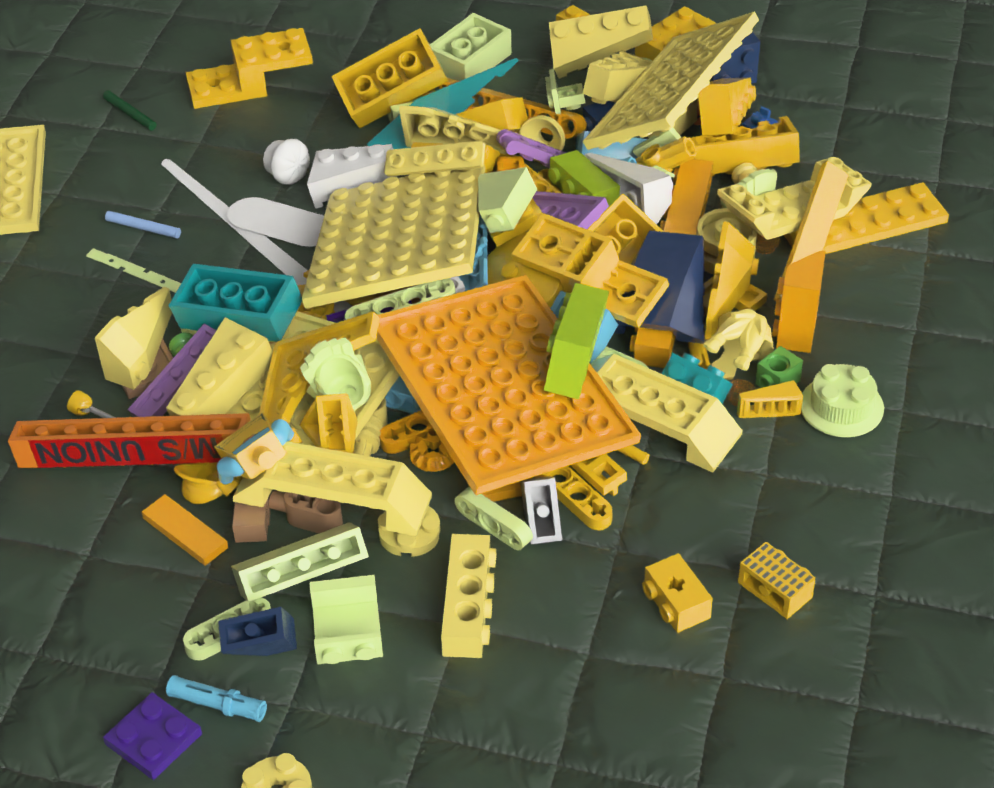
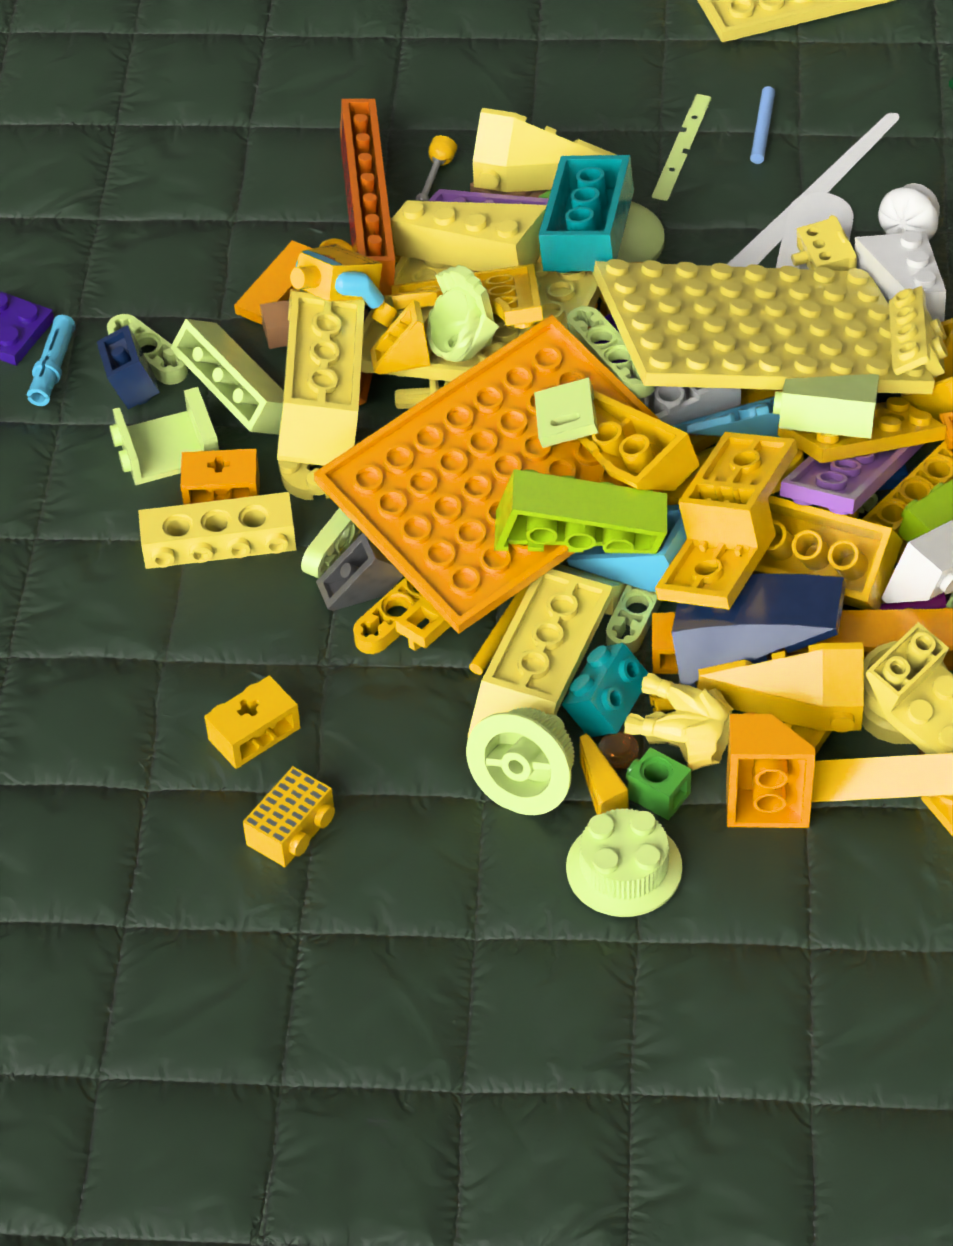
camera: 80 degrees right, 5 degrees up
(299, 209) = (824, 246): none -> light yellow piece
(408, 587) = (219, 475): none -> light orange brick
(470, 322) = (565, 412): none -> yellowish green piece
(518, 293) = (639, 447): none -> yellow wedge
(759, 426) = (522, 760): none -> yellowish green piece

